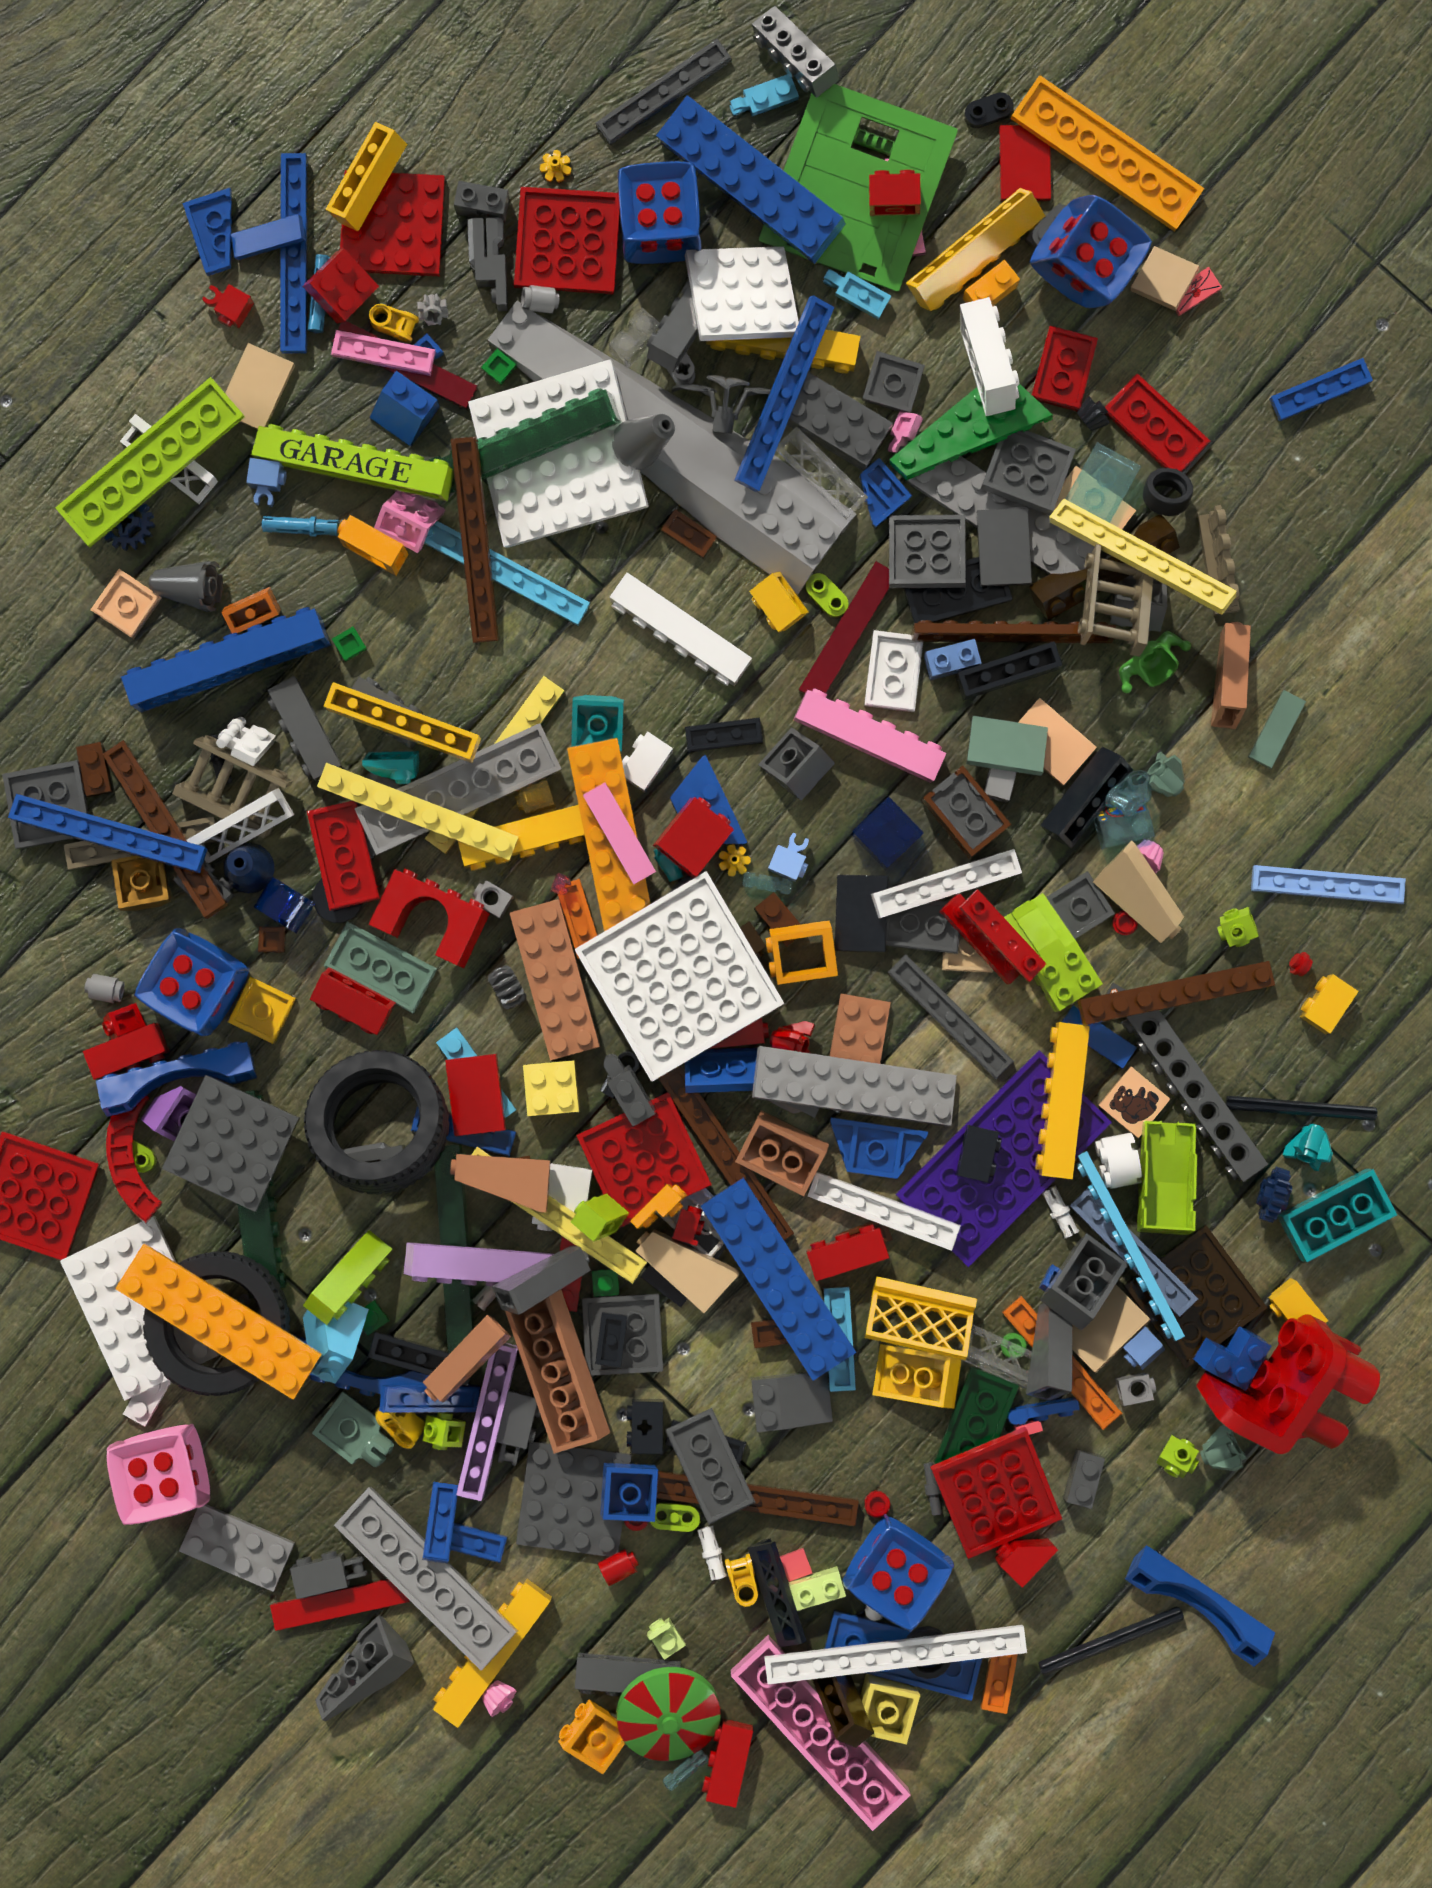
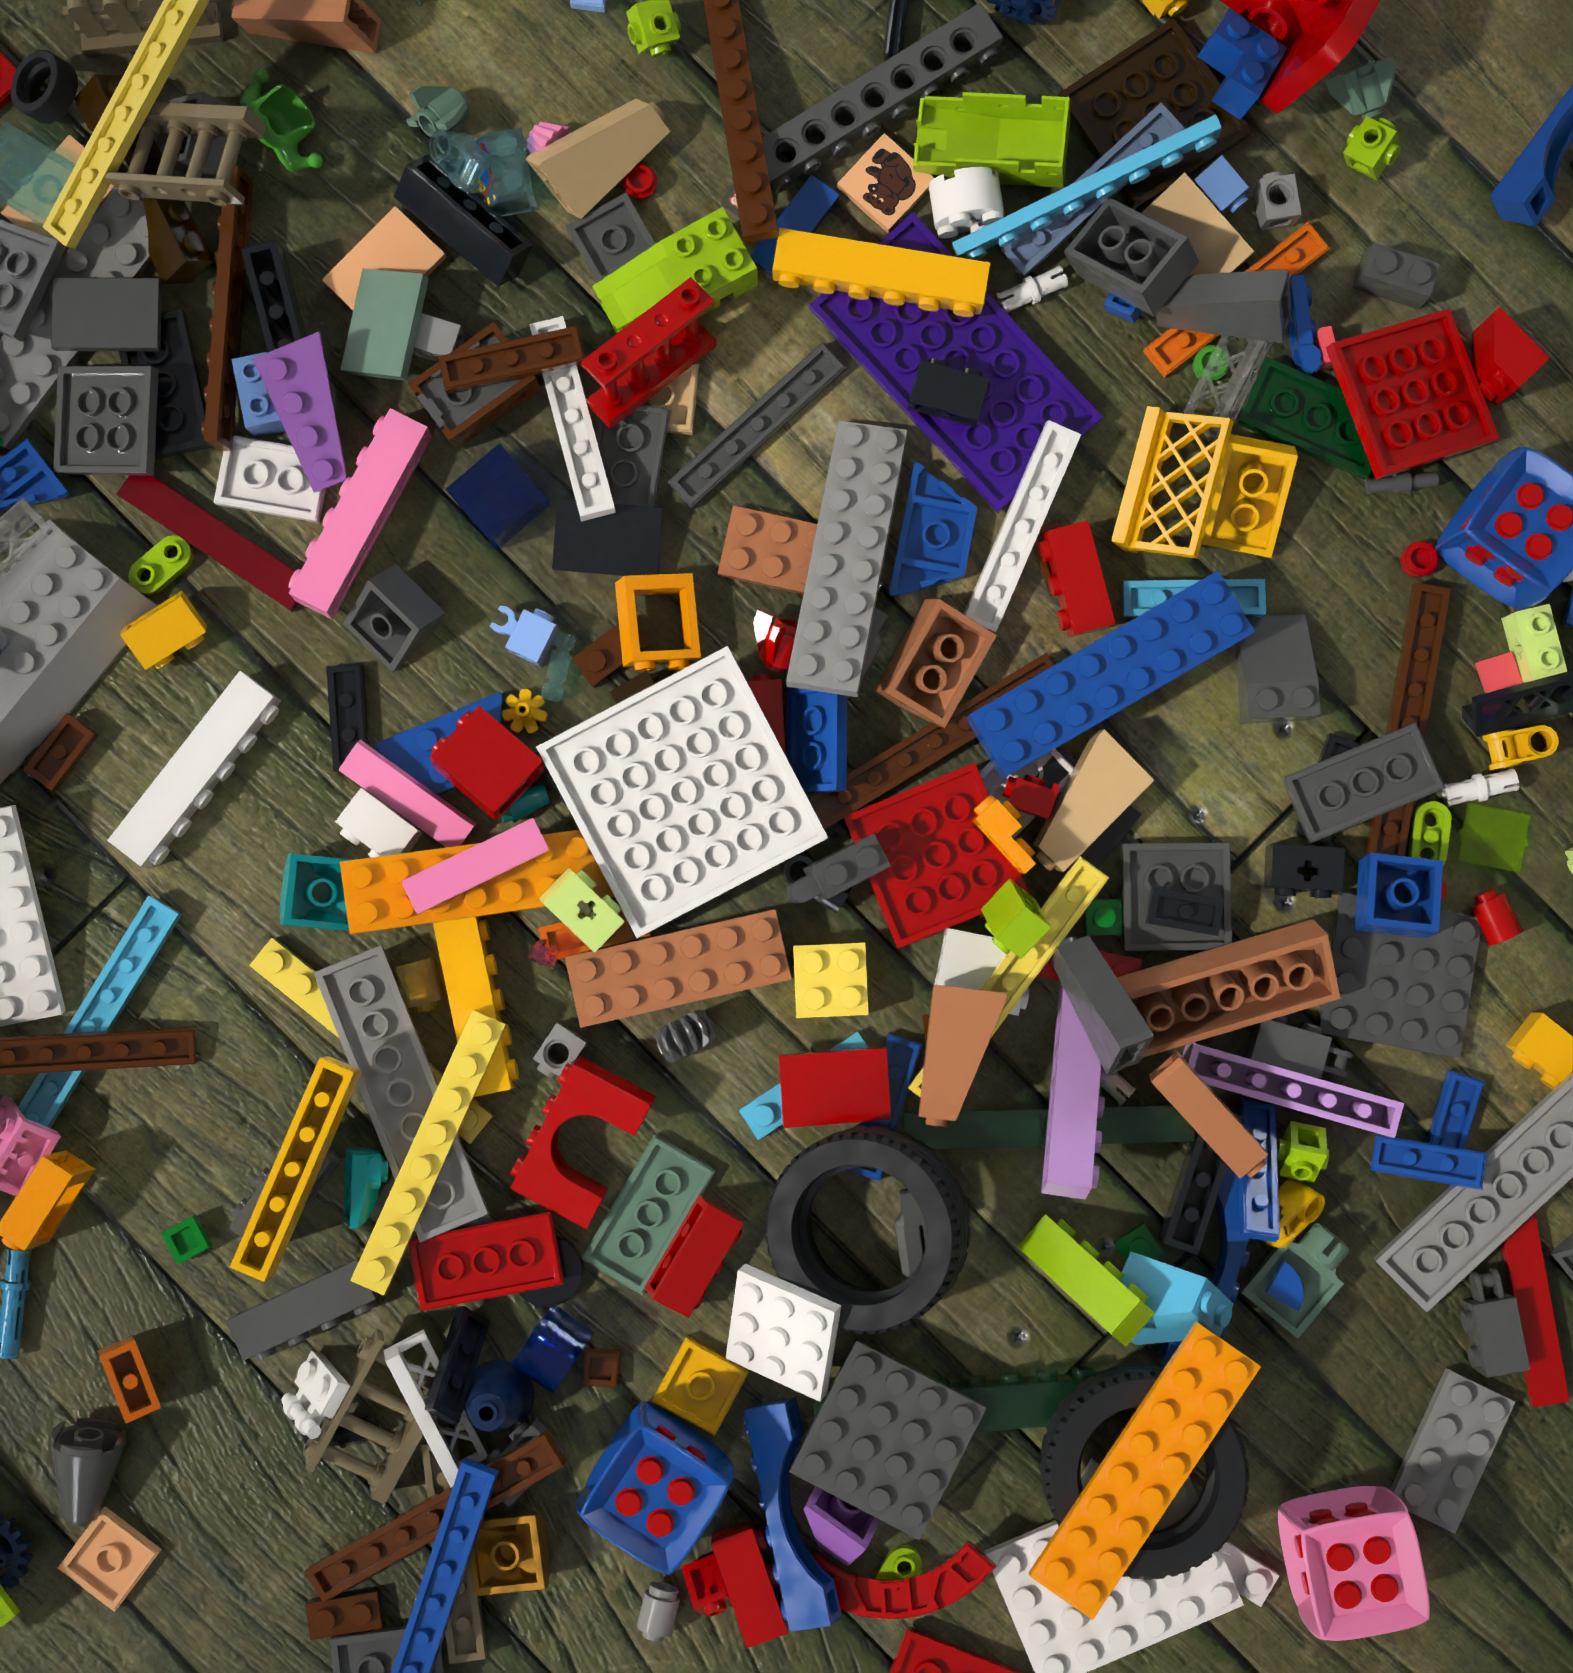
camera: 80 degrees left, 0 degrees up
(225, 660) = (196, 1420): blue brick -> none
(270, 839) = (457, 1365): none -> black tile
(302, 1066) = (783, 1332): none -> white plate
(348, 1422) = (1286, 1286): none -> blue tile
(597, 896) = (592, 928): none -> yellowish green brick
(668, 780) = (406, 795): none -> bright pink tile
(676, 1564) = (1493, 837): none -> clear neon green piece
(767, 1334) = (1183, 696): reddish brown plate -> none
(948, 691) = (303, 400): none -> medium lavender wing
(983, 839) = (511, 359): none -> reddish brown tile

